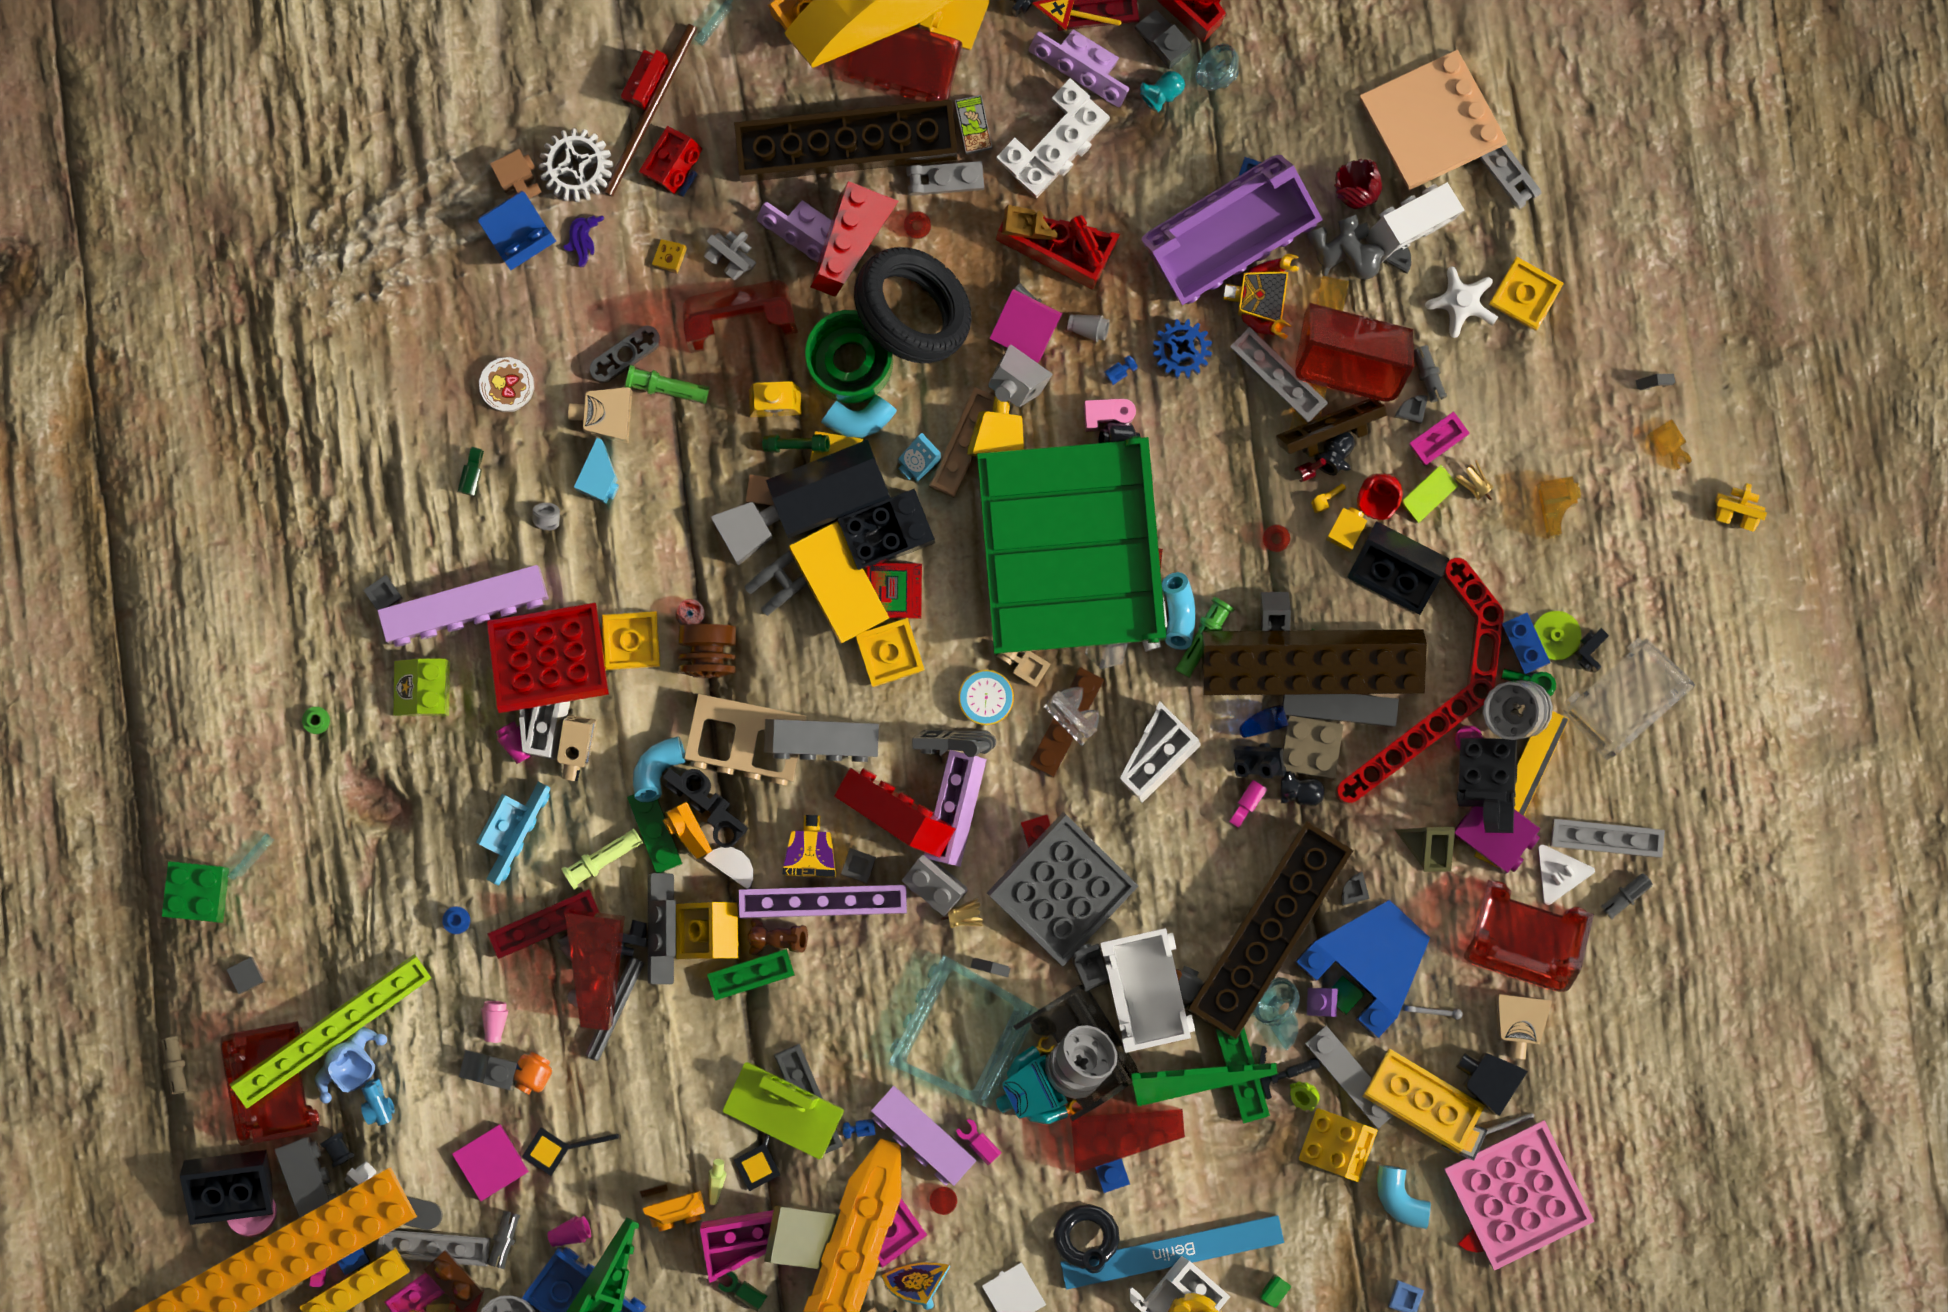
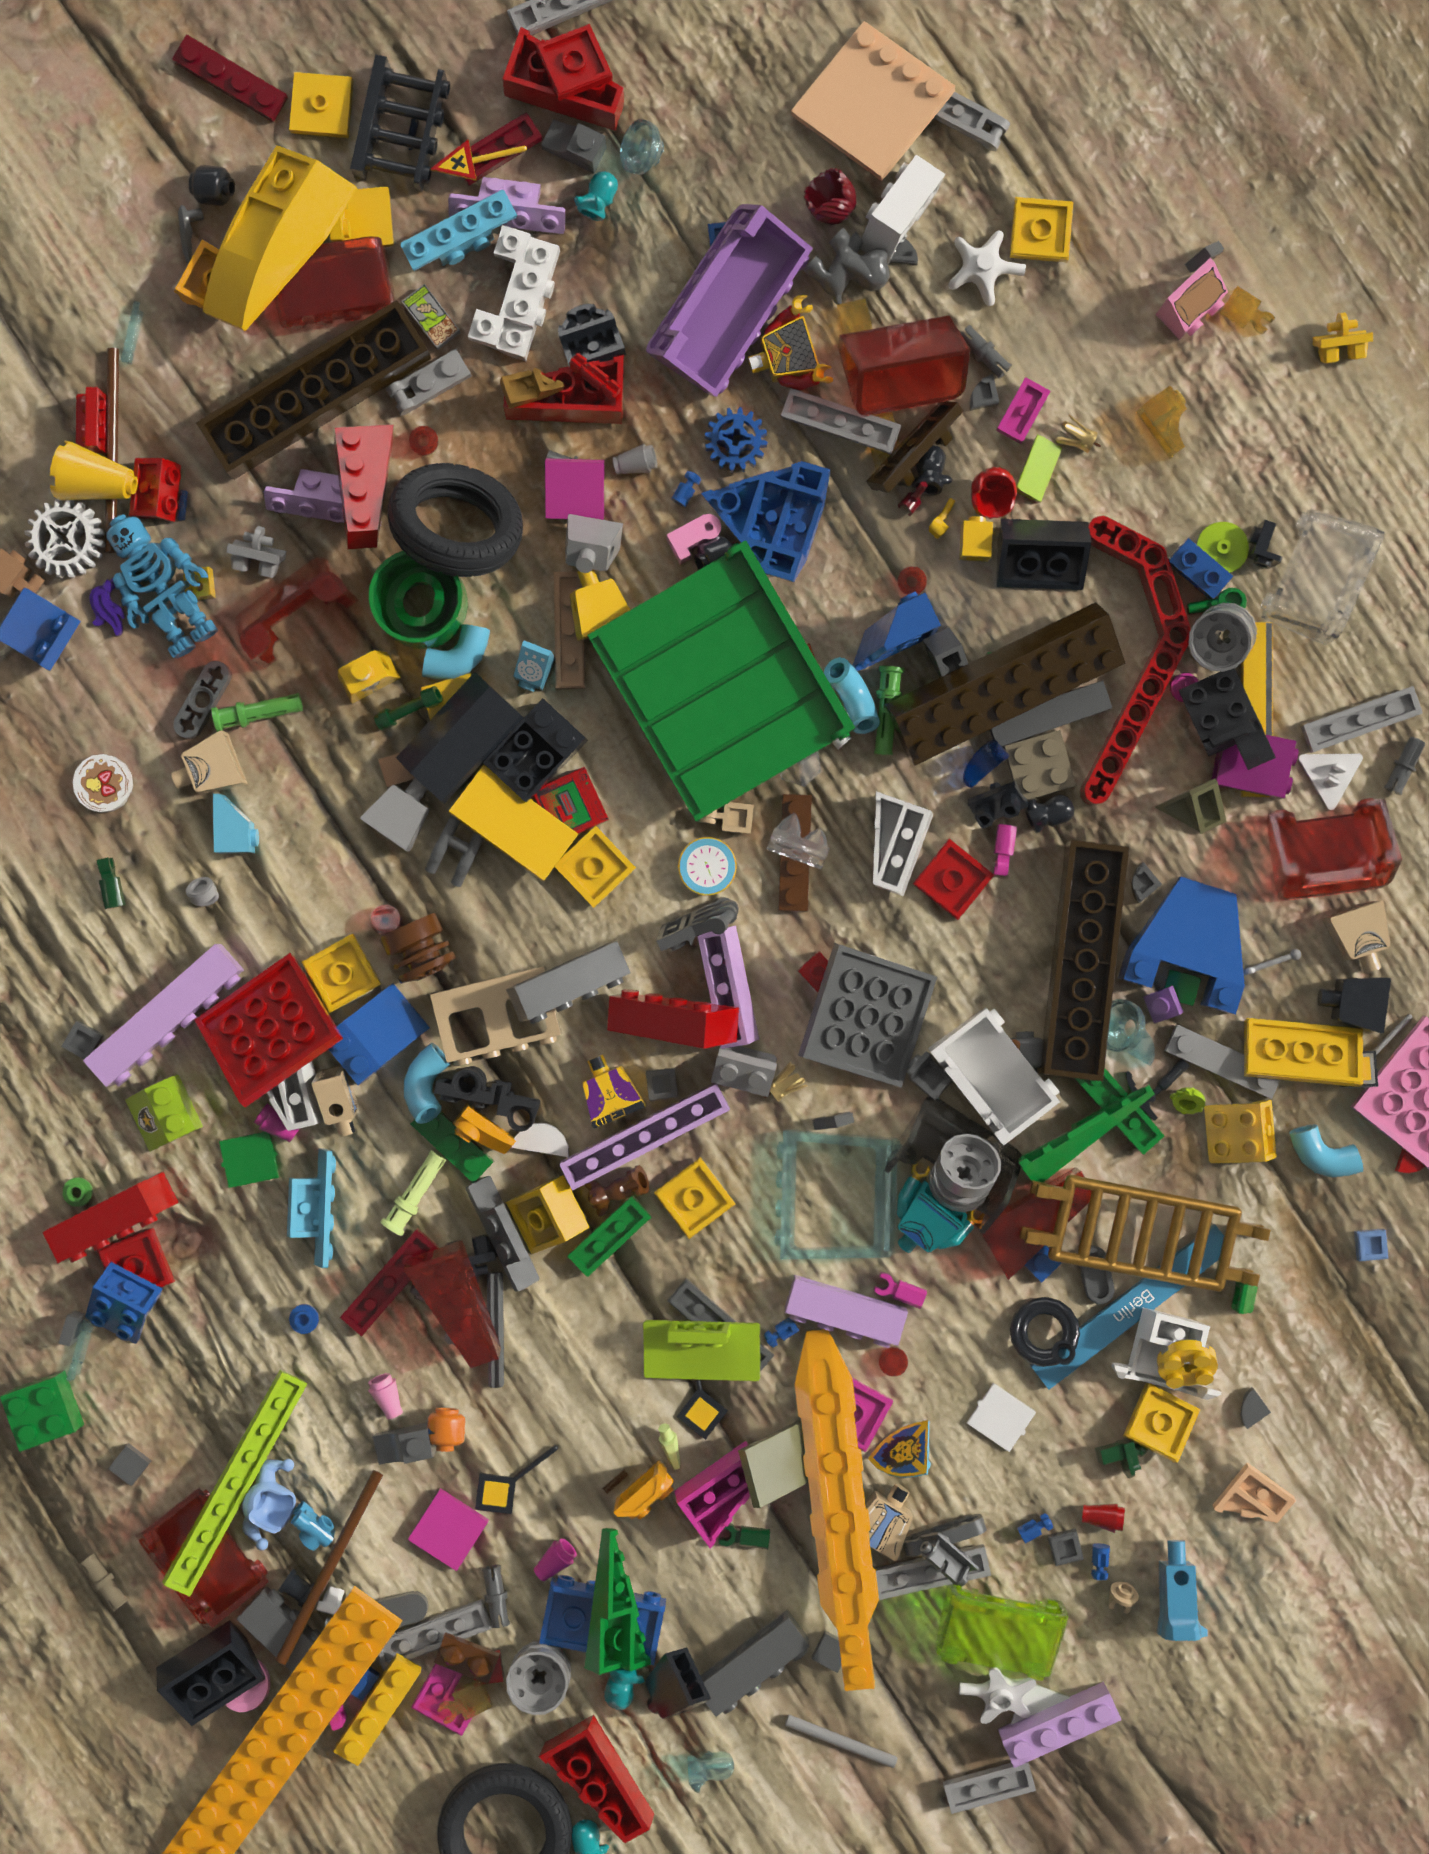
camera: 30 degrees left, 5 degrees up
(255, 834) = (71, 1328): none -> dark grey tile
(308, 832) = (121, 1302): none -> blue bracket
(334, 754) = (110, 1218): none -> red wedge
(334, 807) = (141, 1256): none -> red tile
(375, 1143) = (329, 1567): none -> reddish brown piece
(474, 762) = (249, 1159): none -> green piece
(623, 124) = (89, 476): none -> yellow cone
(630, 193) = (133, 541): none -> dark azure piece
(636, 707) = (377, 1033): none -> blue slope
(839, 976) = (694, 1198): none -> yellow plate
(1031, 67) = (460, 233): none -> medium azure bracket
(1101, 203) = (591, 334): none -> black slope
(1154, 1209) = (1097, 1283): none -> dark grey tile
(1185, 428) = (775, 514): none -> blue wedge
(1192, 809) = (953, 879): none -> red tile
(1192, 1217) = (1137, 1268): none -> pearl gold bar
(1241, 574) = (897, 630): none -> blue wedge
(1626, 414) = (1193, 300): none -> slope

